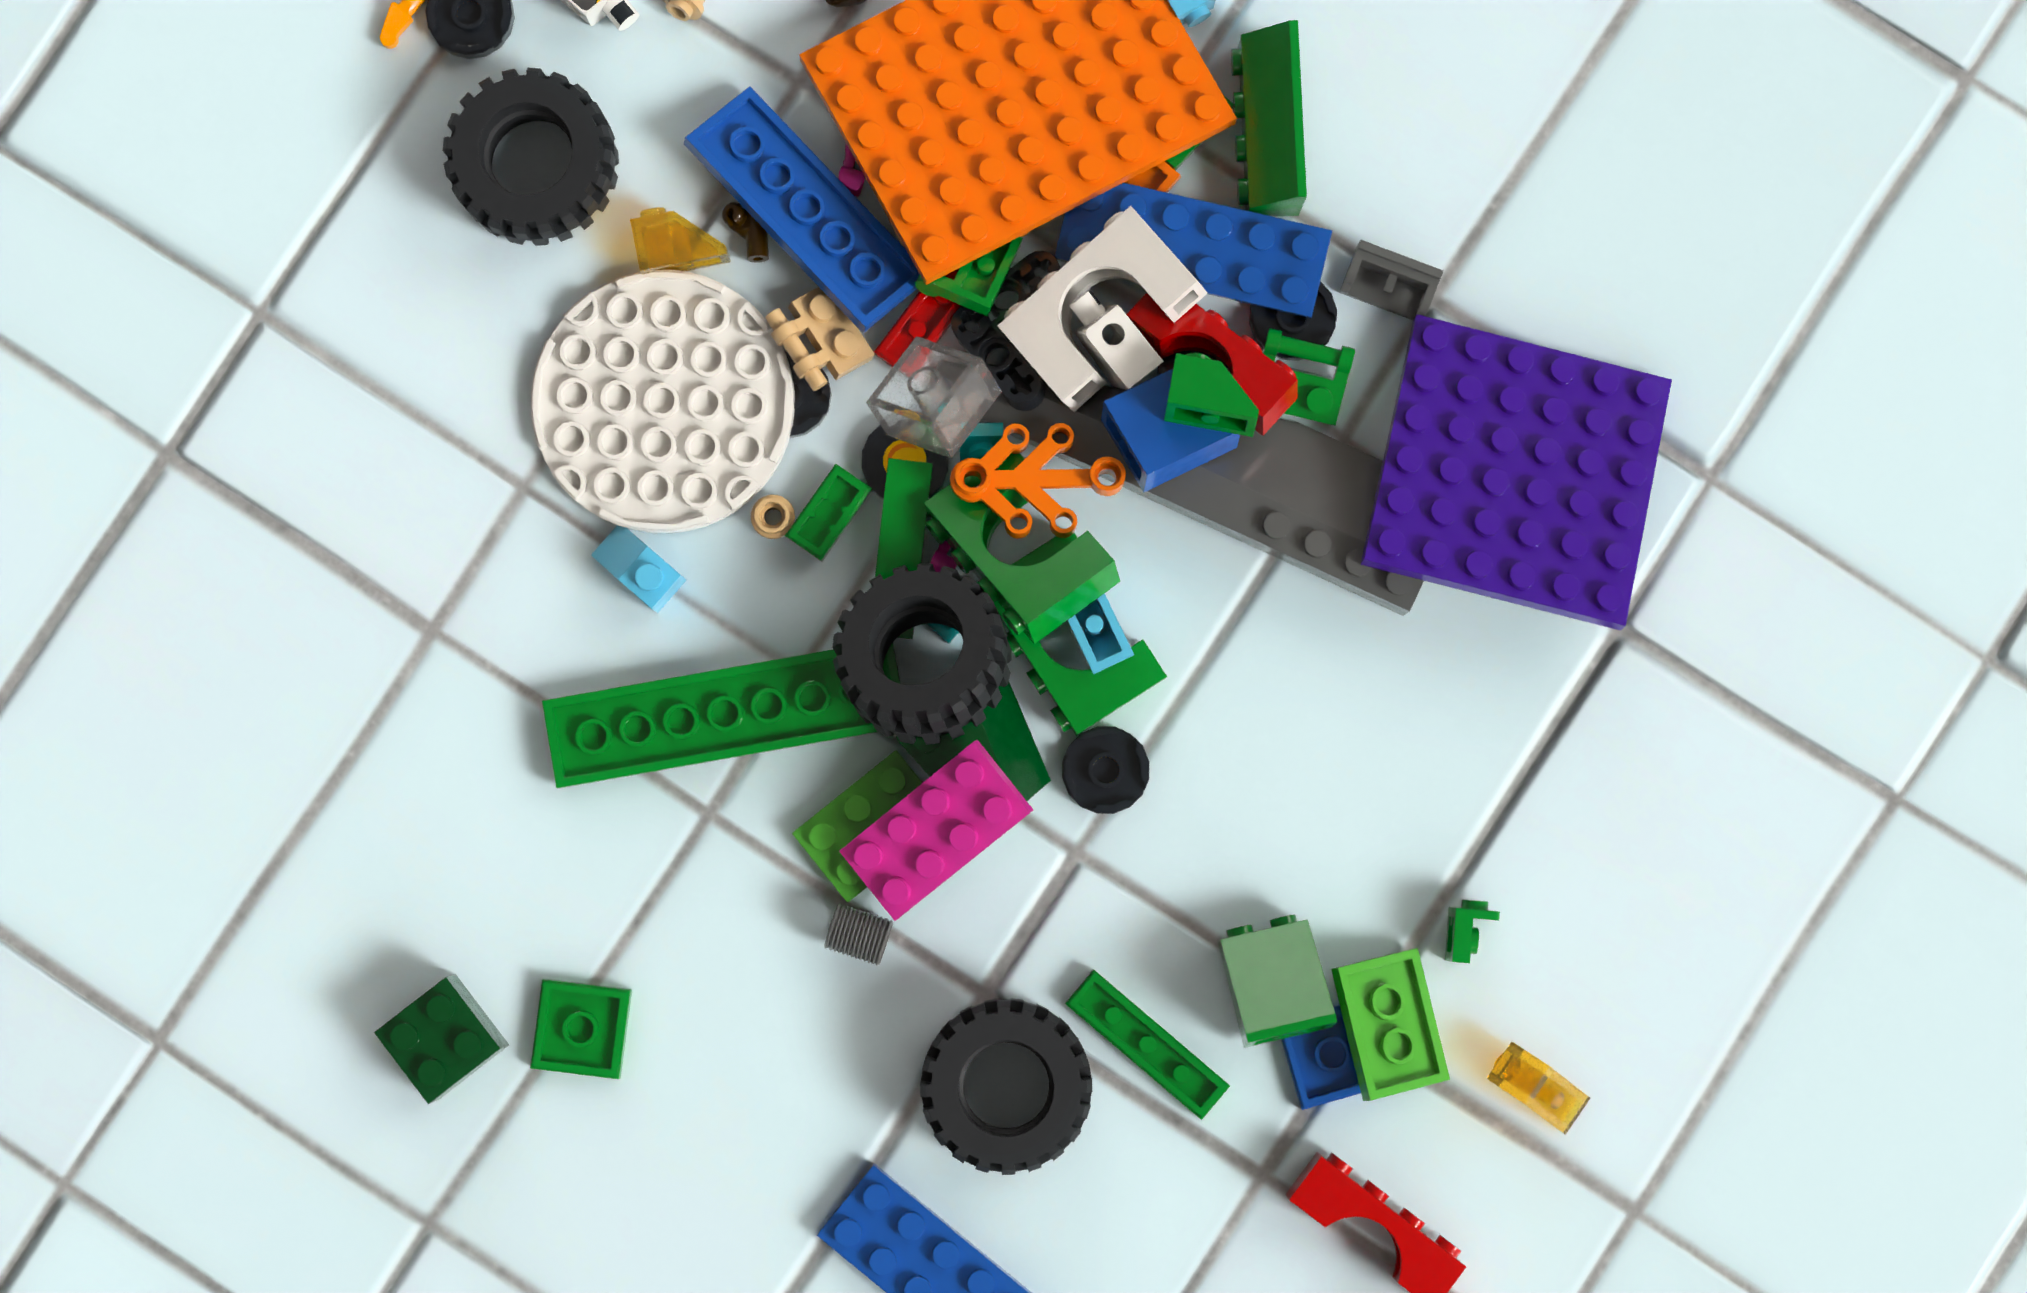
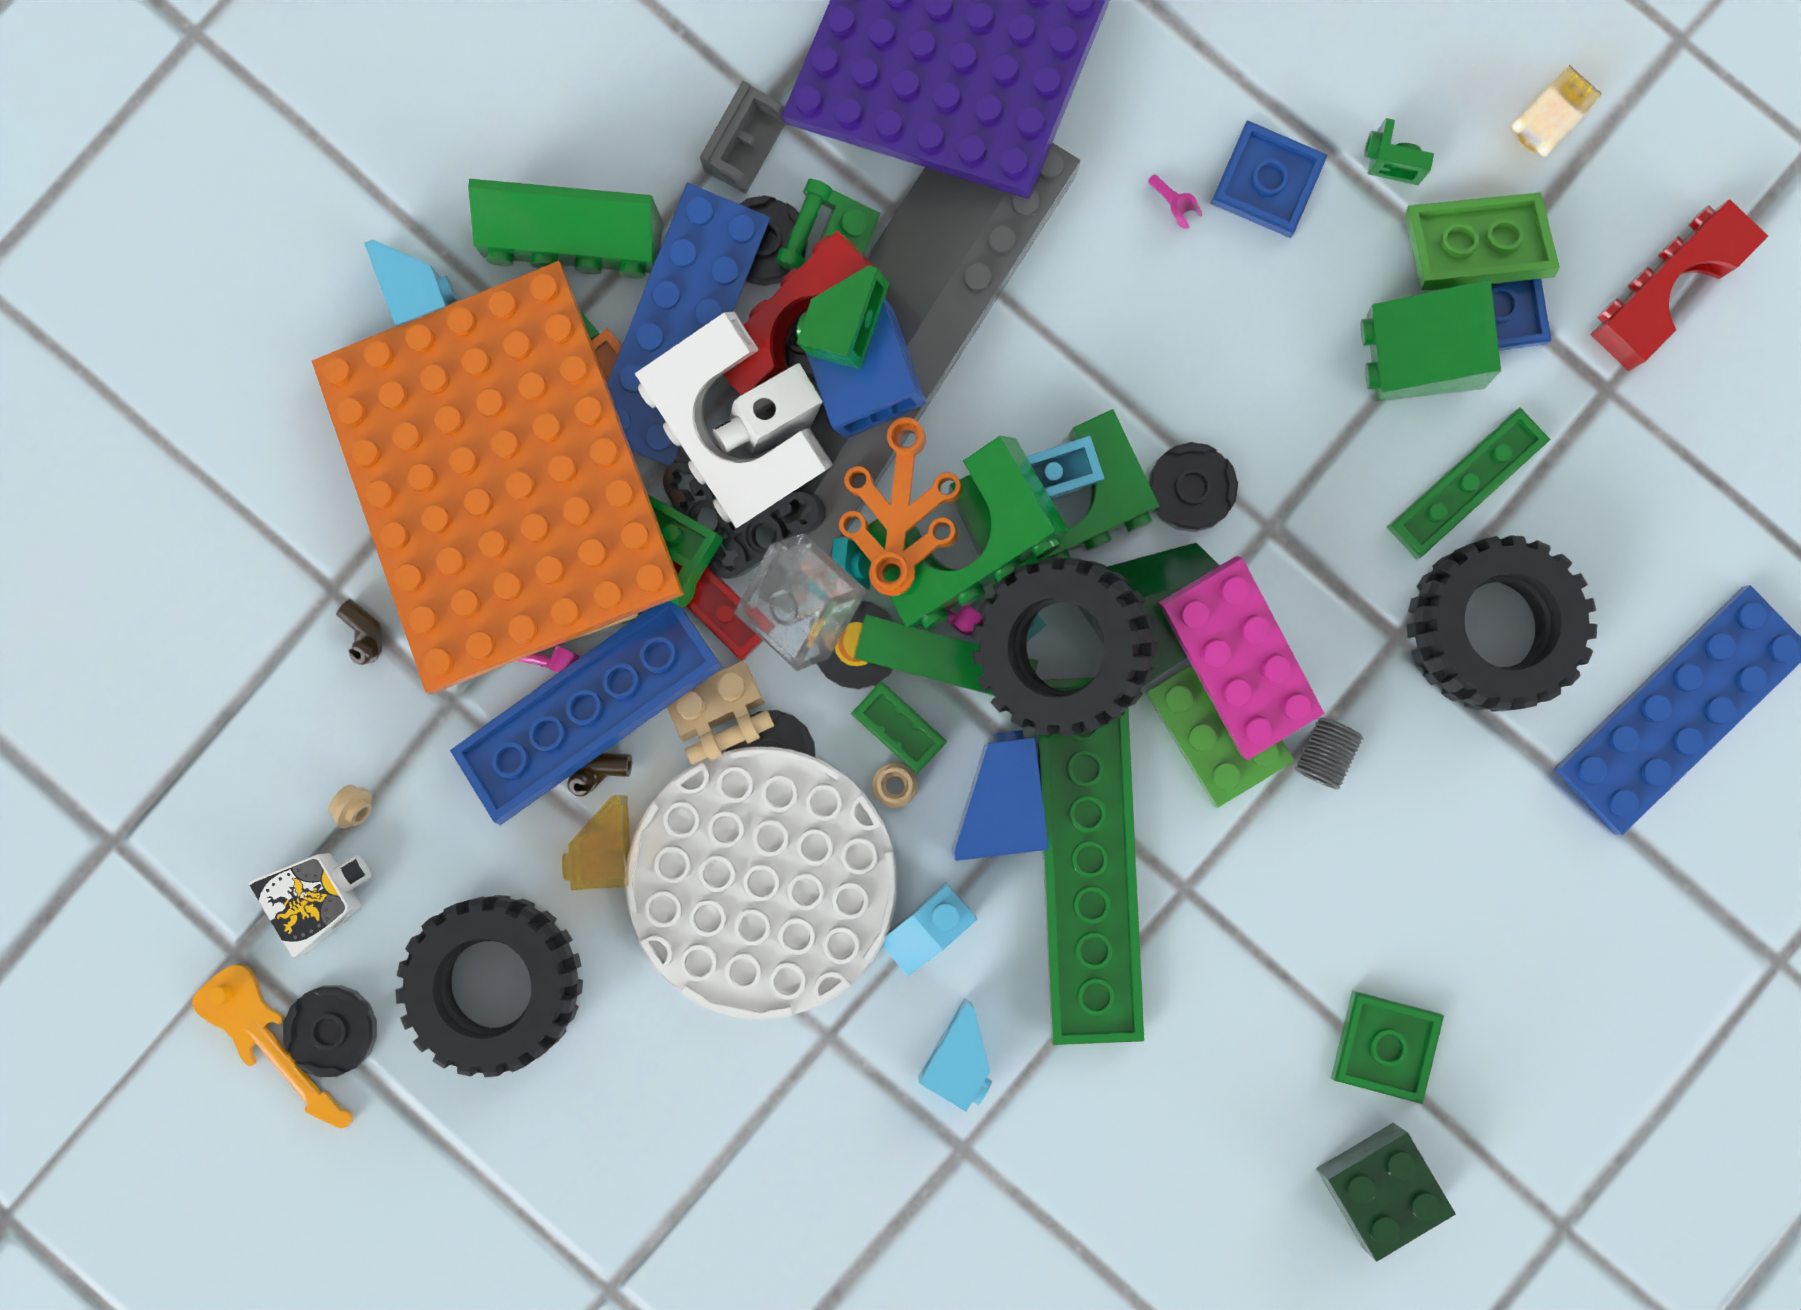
camera: 85 degrees left, 0 degrees up
(515, 613) = (959, 1062): none -> medium azure slope
(766, 619) = (1004, 802): none -> blue slope
(1388, 719) = (1178, 202): none -> dark pink hand
(1427, 807) = (1269, 179): none -> blue tile

